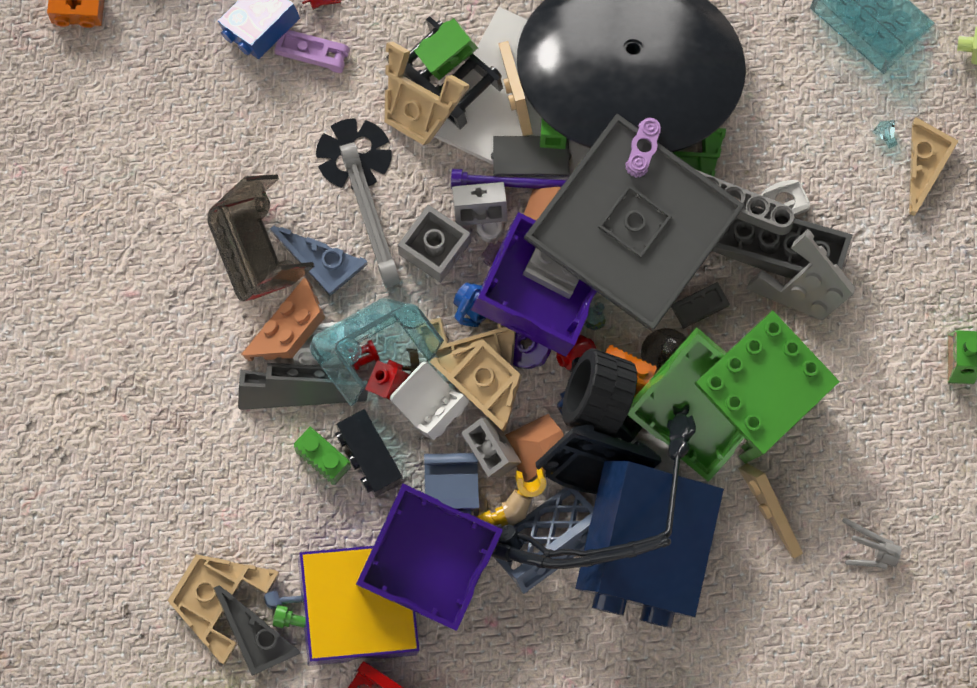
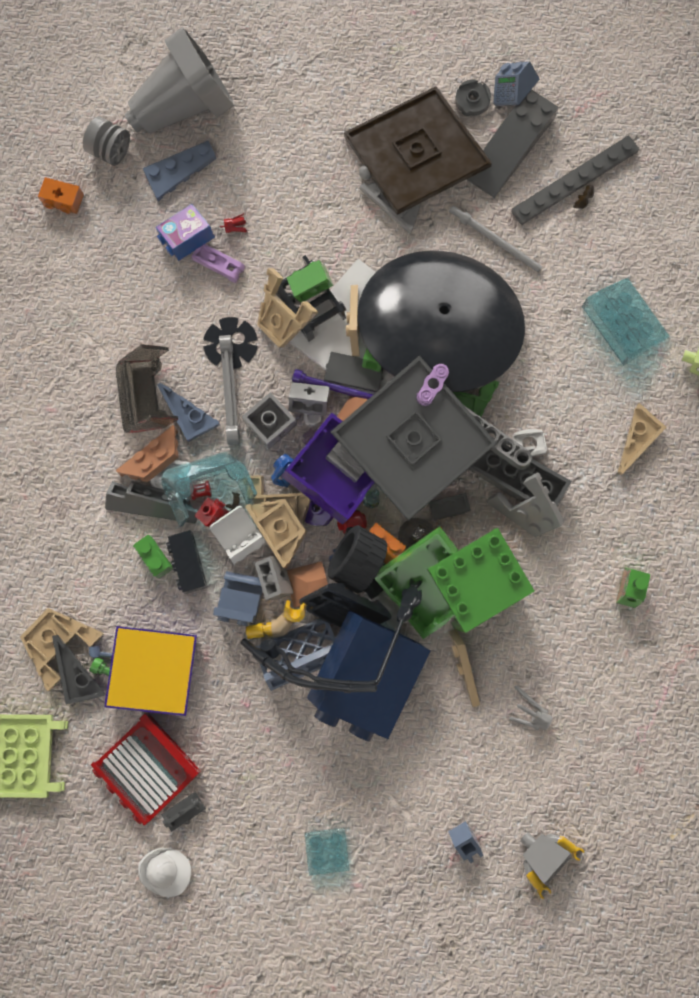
camera: 15 degrees right, 5 degrees up
(429, 557) = (206, 651): dark purple tile -> none
(885, 131) = (615, 409): clear light blue rock -> none

